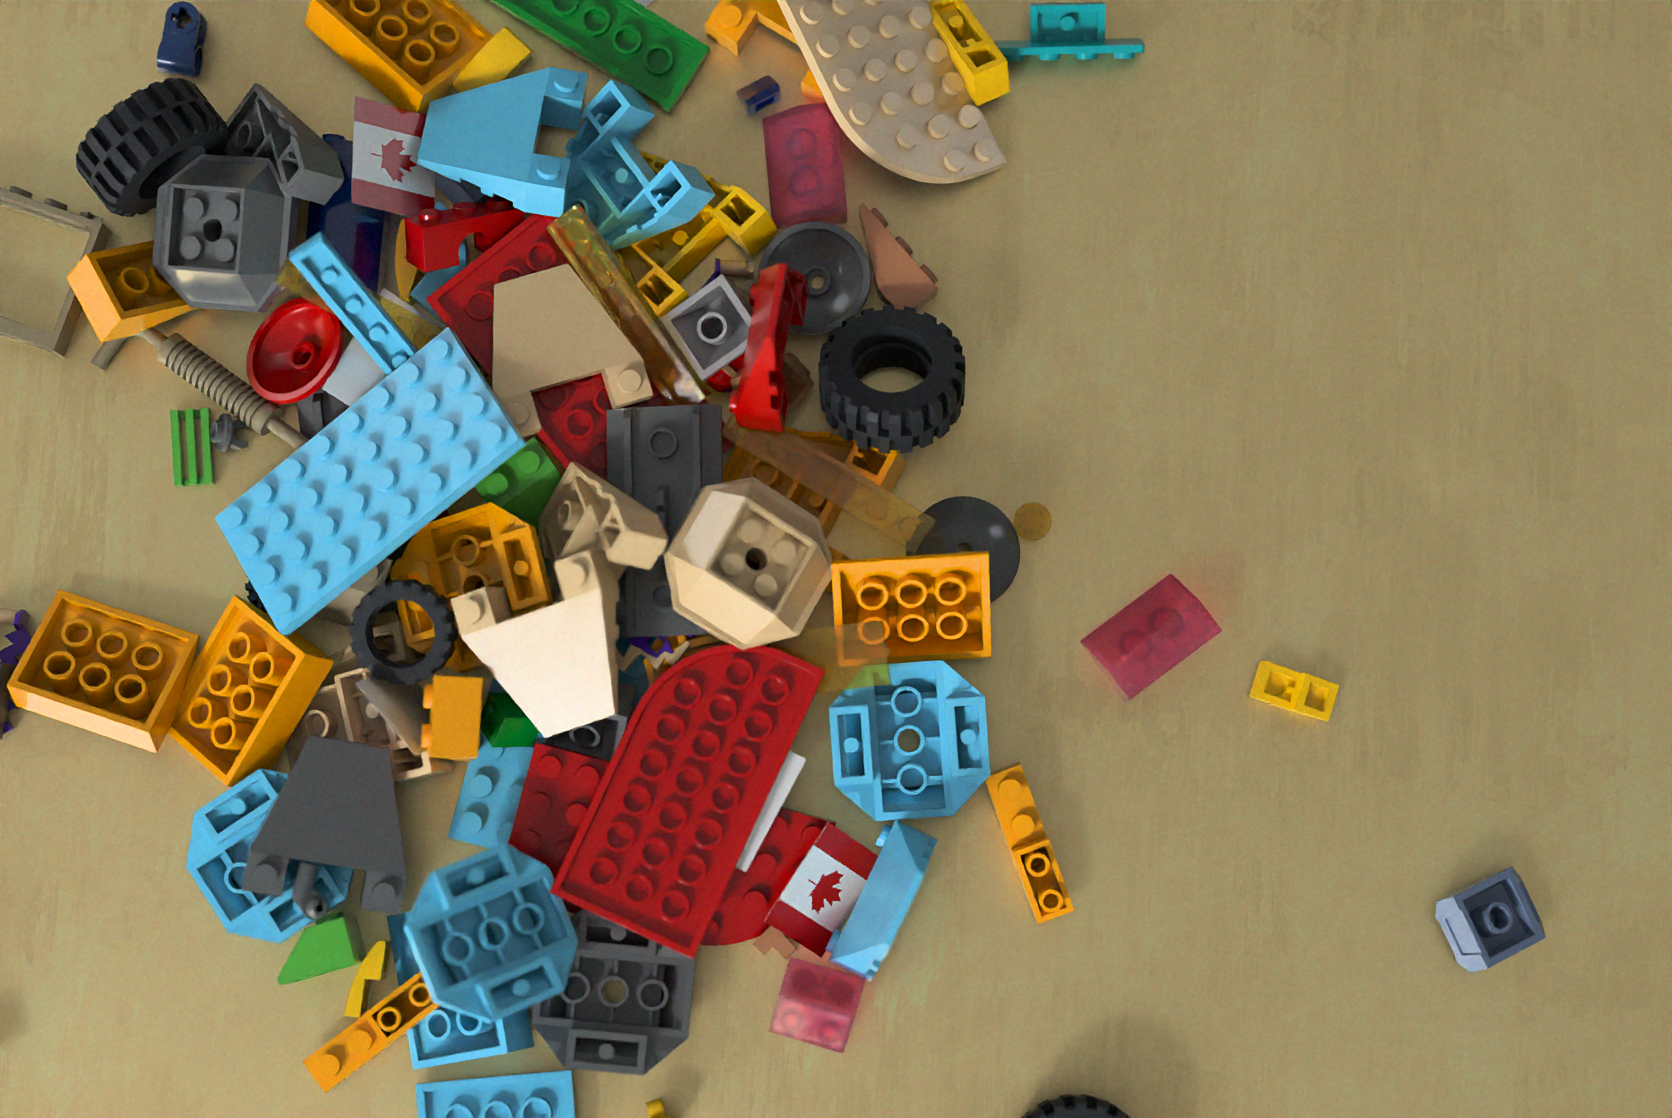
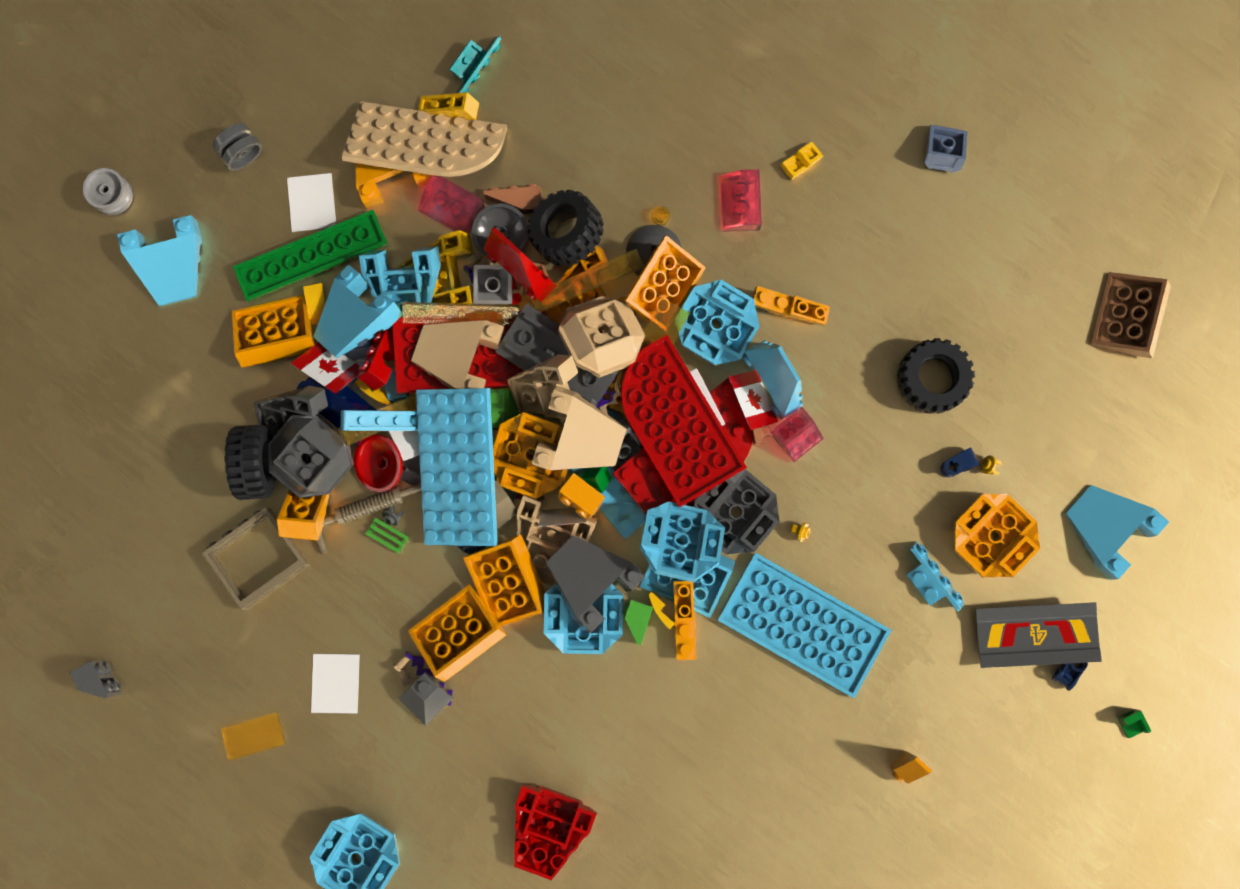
camera: 55 degrees left, 0 degrees up
(181, 48) = (213, 425): dark blue piece -> none
(306, 894) = (610, 609): dark grey arm -> none
(363, 636) = (549, 503): black tyre -> none
(759, 94) = (406, 203): clear blue slope -> none

